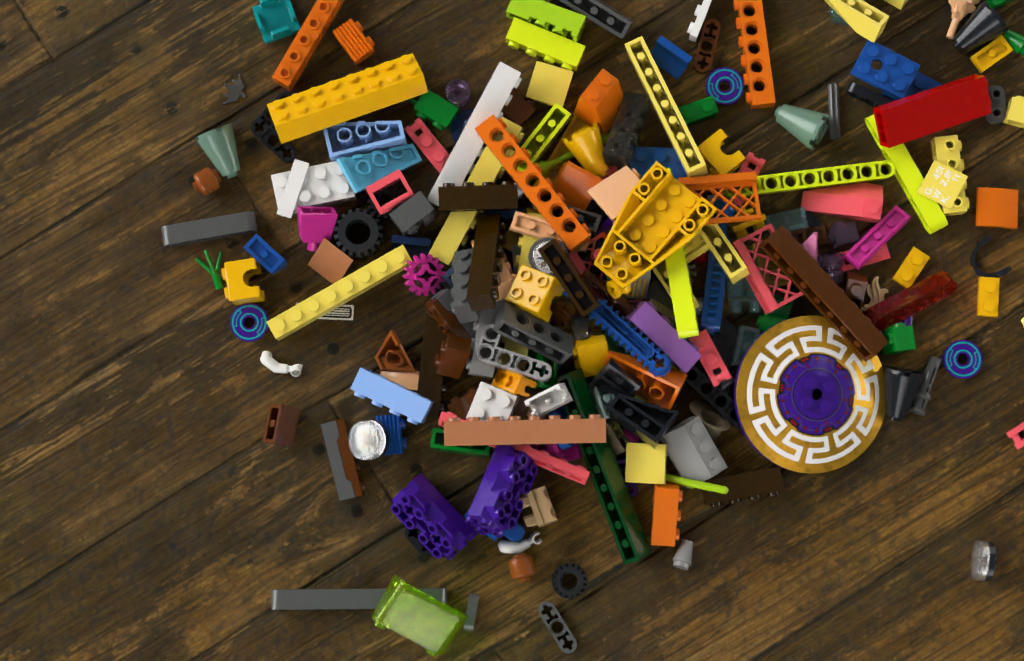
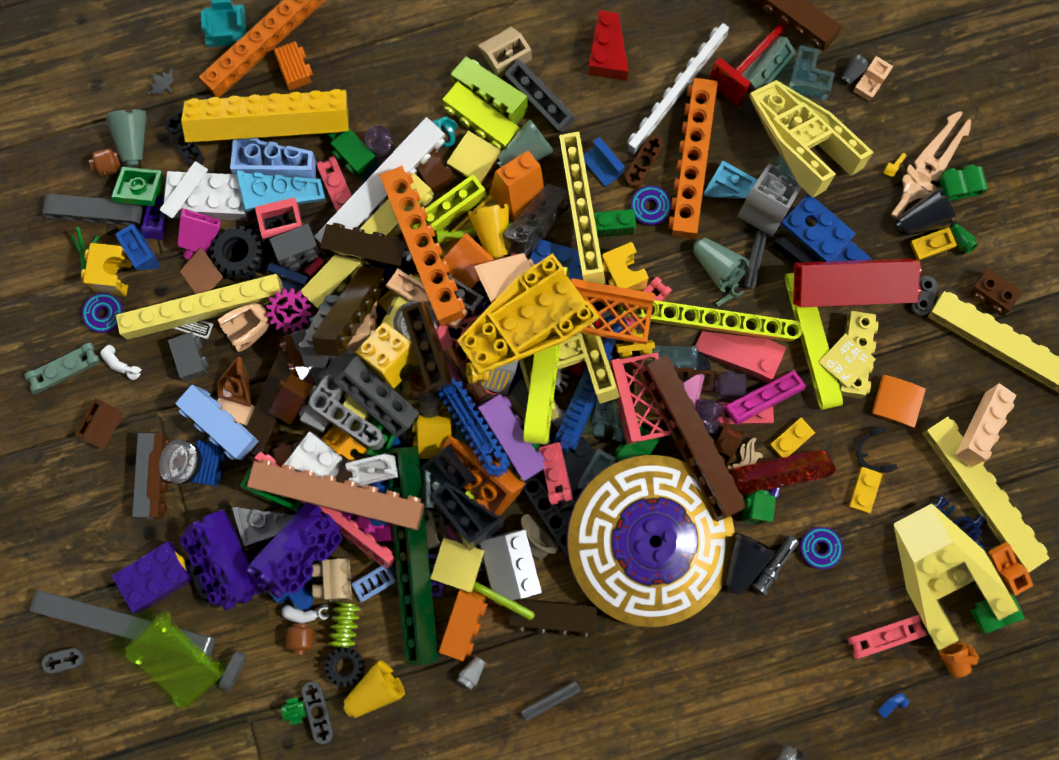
camera: 15 degrees right, 5 degrees down
(228, 383) = (62, 368): none -> sand green plate
(247, 196) = (138, 186): none -> green plate
(270, 232) = (150, 229): none -> dark purple slope
(313, 641) = (64, 665): none -> dark grey beam
(342, 341) = (188, 356): none -> dark grey piece
(374, 549) = (152, 577): none -> dark purple piece
(386, 299) = (245, 325): none -> light nougat hair
(434, 228) = (315, 267): none -> dark red tile
(456, 476) = (259, 525): none -> light grey wing
(516, 60) = (450, 126): none -> teal piece
(537, 631) = (294, 711): none -> green gear
(558, 544) = (344, 625): none -> lime piece
(590, 491) = (391, 573): none -> light blue slope
(593, 60) = (525, 140): none -> sand green cone
(602, 595) = (374, 691): none -> yellow cone
(760, 560) = (550, 701): none -> dark grey axle
(792, 46) = (730, 183): none -> medium azure wing
(821, 149) = (730, 295): none -> sand green hand
(834, 53) = (769, 200): none -> light grey brick

